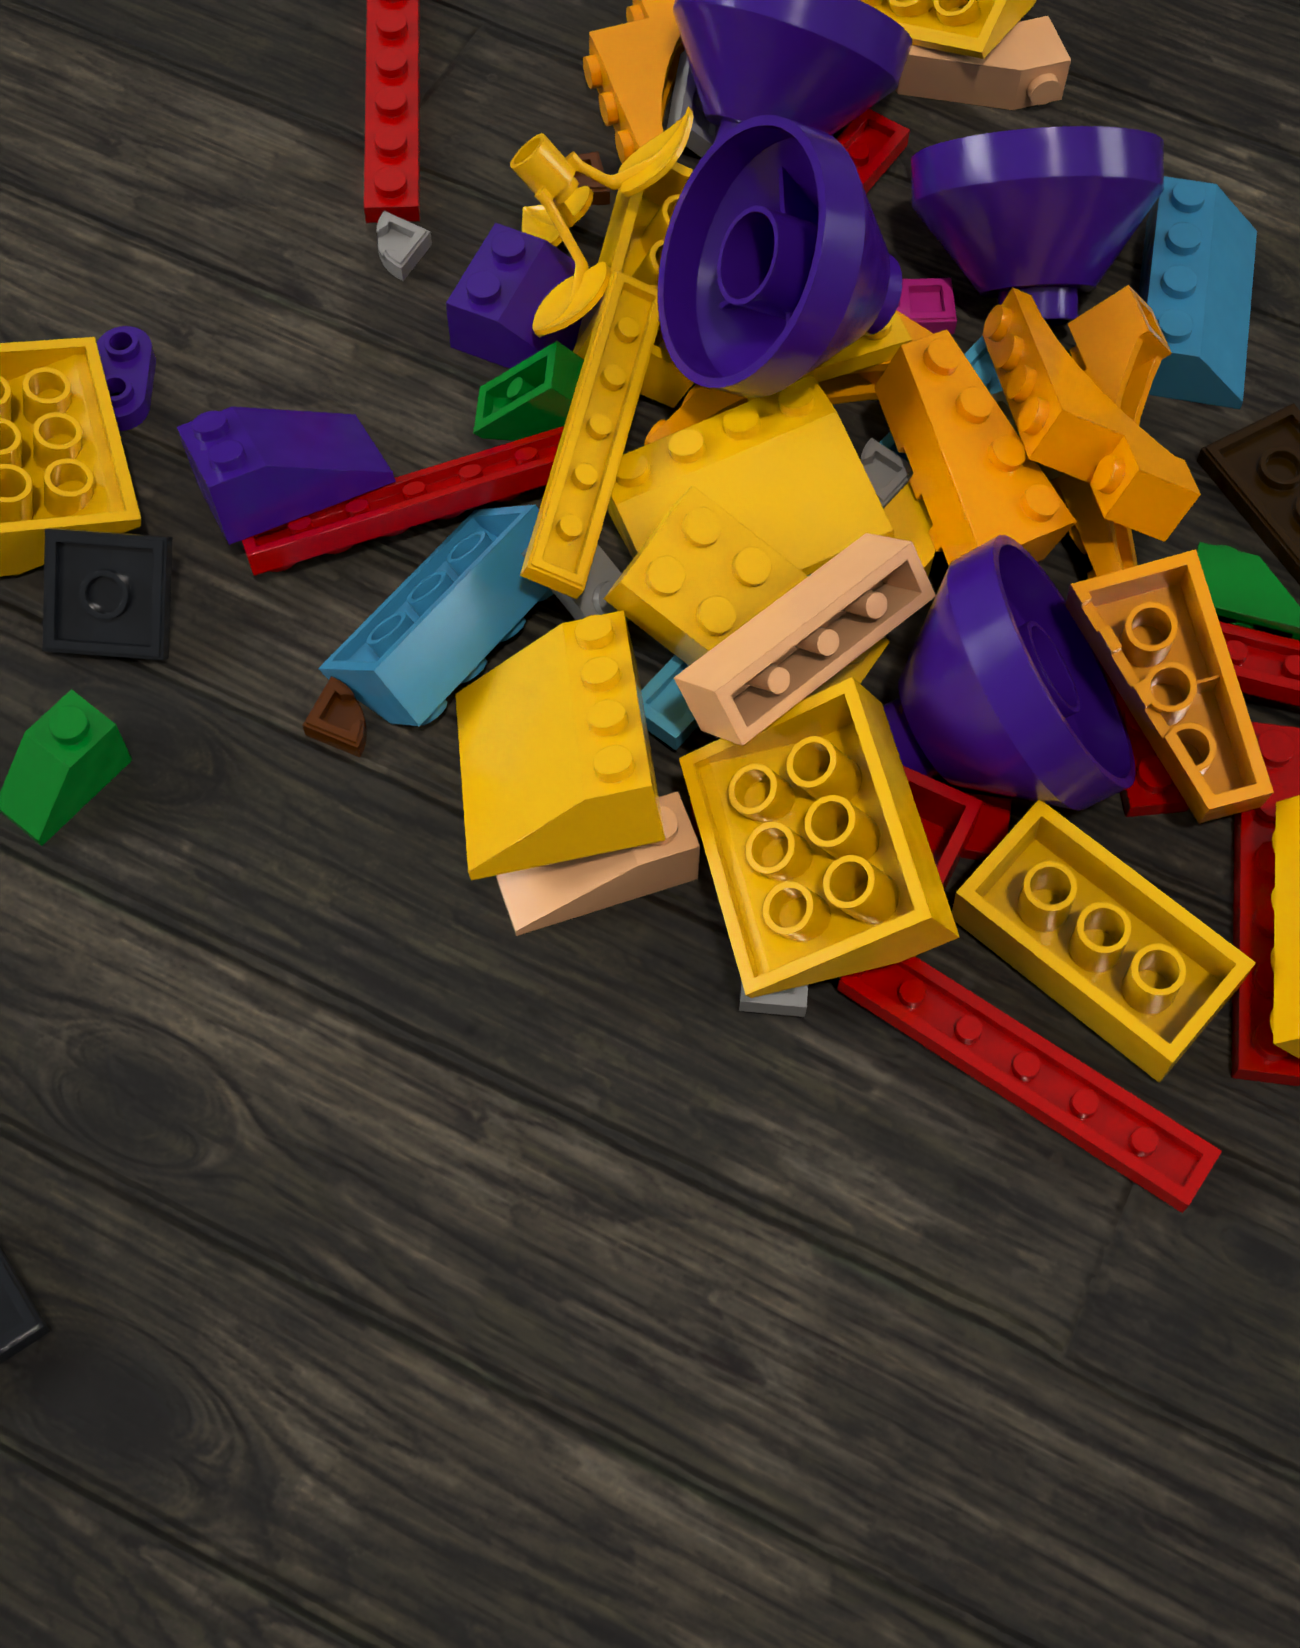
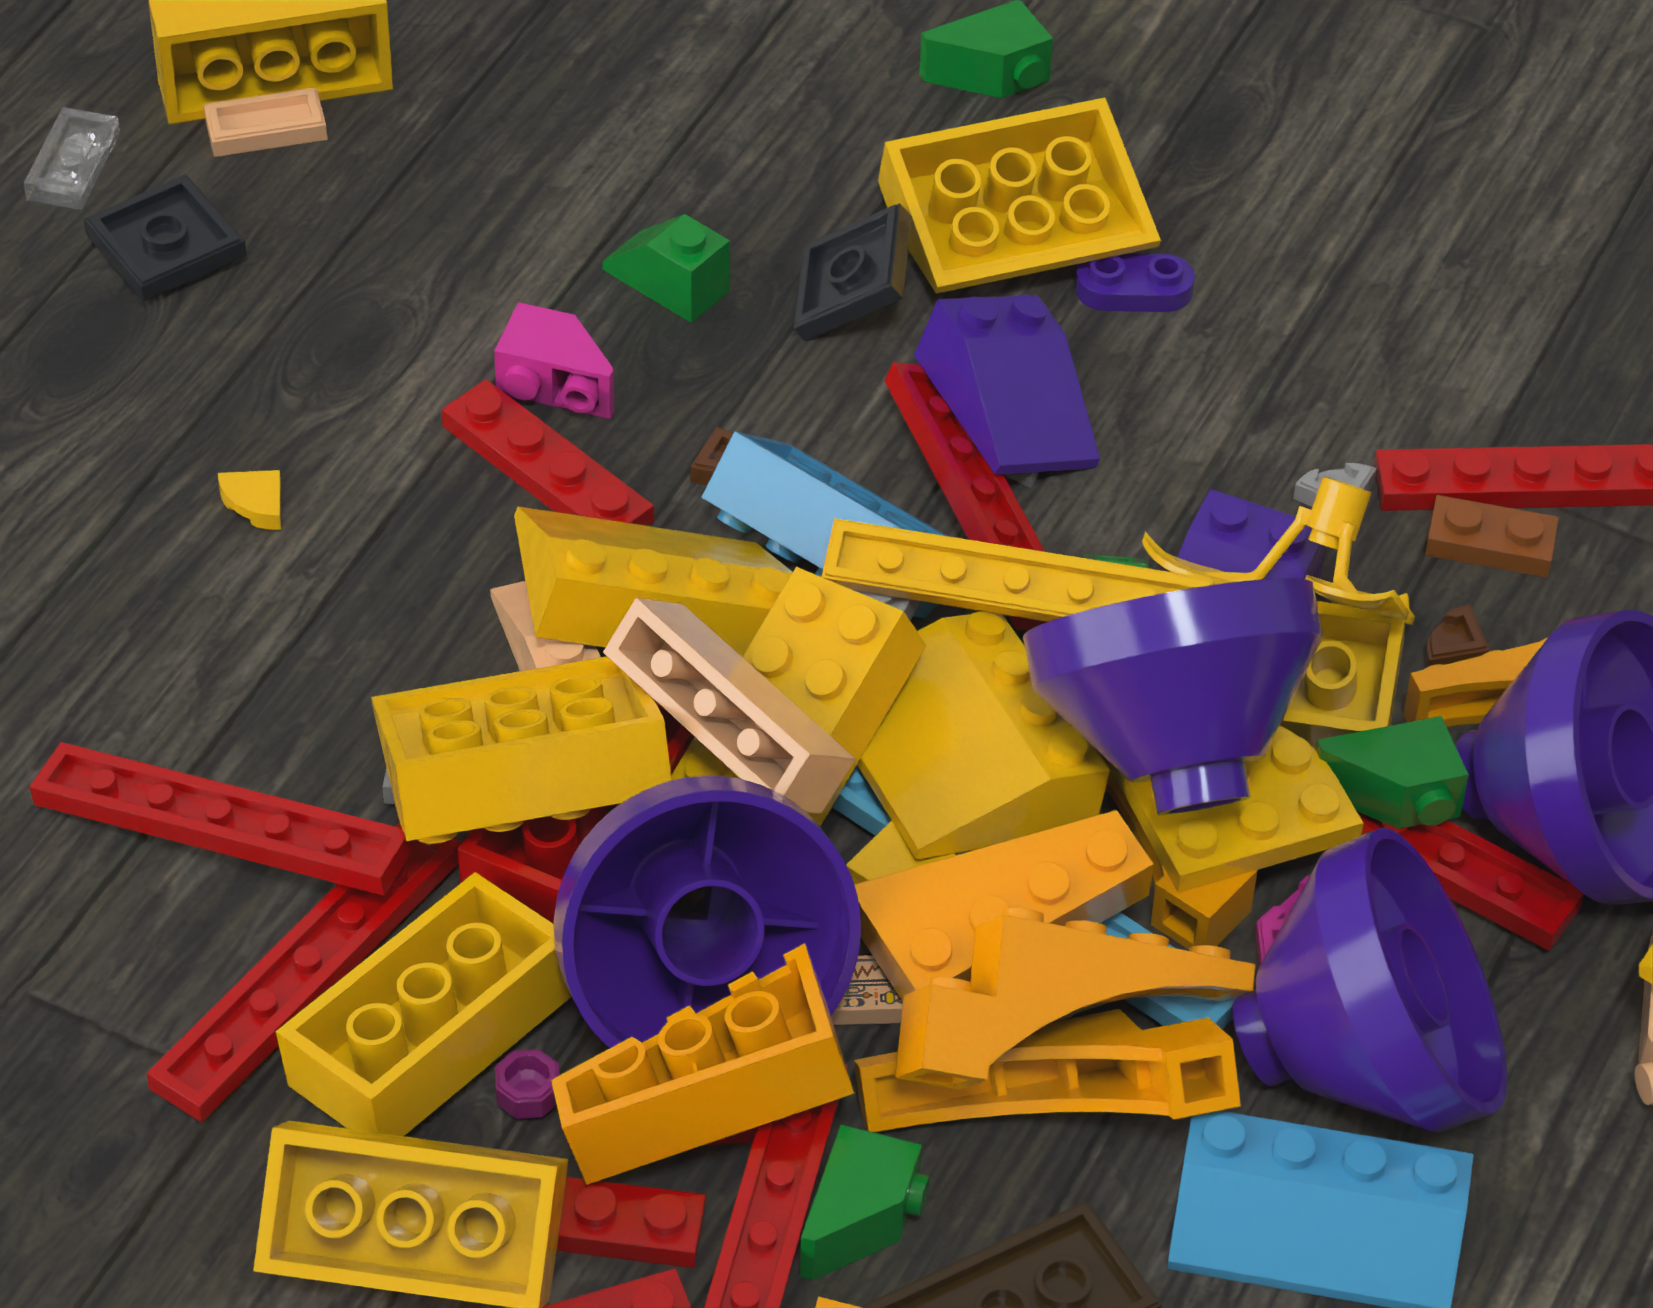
camera: 90 degrees right, 15 degrees down
(203, 873) = (553, 362): none -> dark pink slope
(339, 886) = (541, 458): none -> red plate
(378, 1176) = (253, 496): none -> yellow tile
(460, 144) = (1492, 536): none -> dark orange plate
(863, 1165) = (222, 818): none -> red plate
(1147, 858) = (525, 1083): none -> magenta tile

